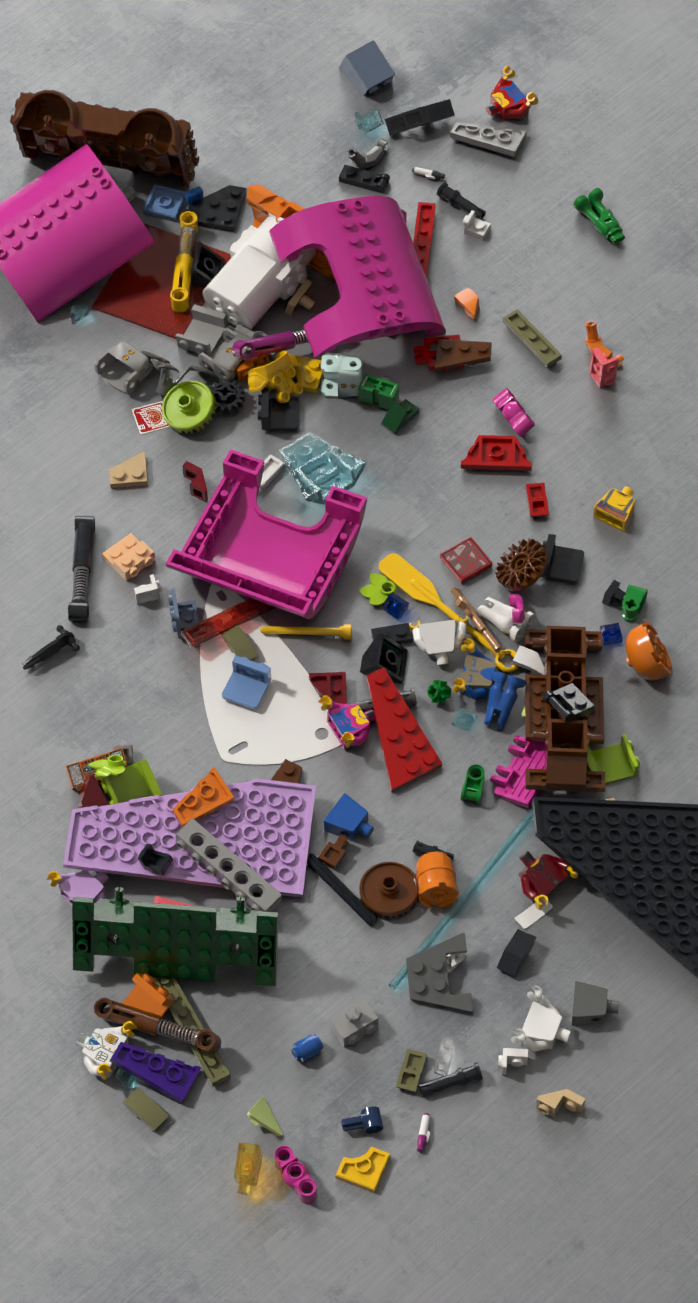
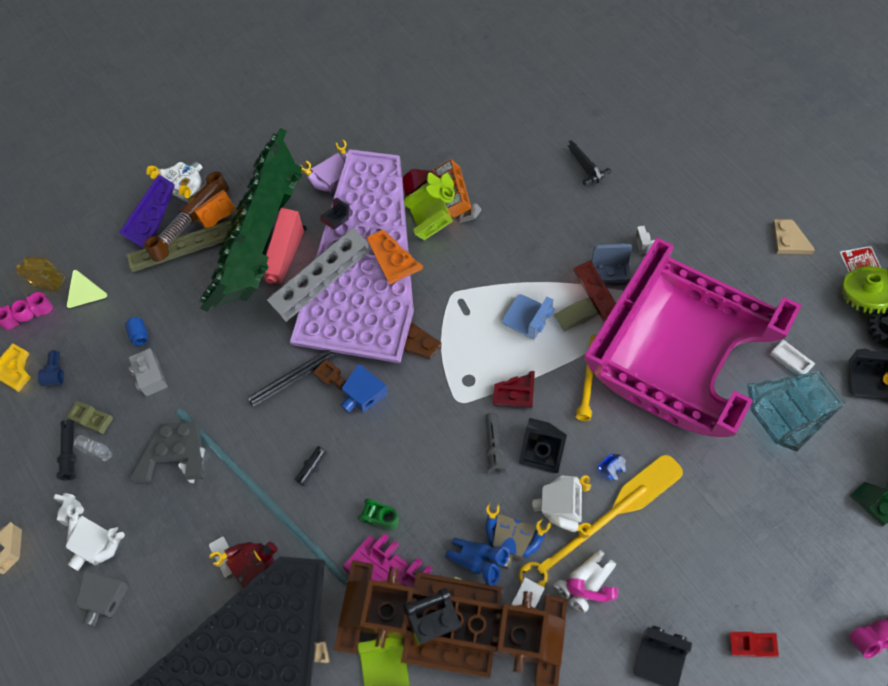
camera: 100 degrees right, 5 degrees up
(82, 558) = (720, 195): black piece -> none
(129, 556) = (687, 230): light nougat plate -> none
(145, 1108) = (121, 207): olive slope -> none
(197, 486) = (773, 293): dark red slope -> none
(347, 722) = (469, 401): torso -> none
(377, 588) = (636, 449): lime plate -> none
(389, 889) = (283, 431): reddish brown wheel -> none
(399, 633) = (577, 457): black plate -> none
(402, 741) = (444, 449): red wing -> none
(424, 1134) = (26, 421): piece -> none
(436, 880) = (272, 460): orange piece -> none
(439, 691) = (496, 494): green gear -> none
(463, 604) = (589, 545): medium nougat piece -> none
(464, 719) = (464, 519): clear light blue slope -> none
(466, 560) = (670, 549): tile -> none
(496, 453) = (821, 605): red wing -> none
(516, 951) = (179, 530): black slope -> none
(522, 565) = (652, 607): reddish brown wheel -> none

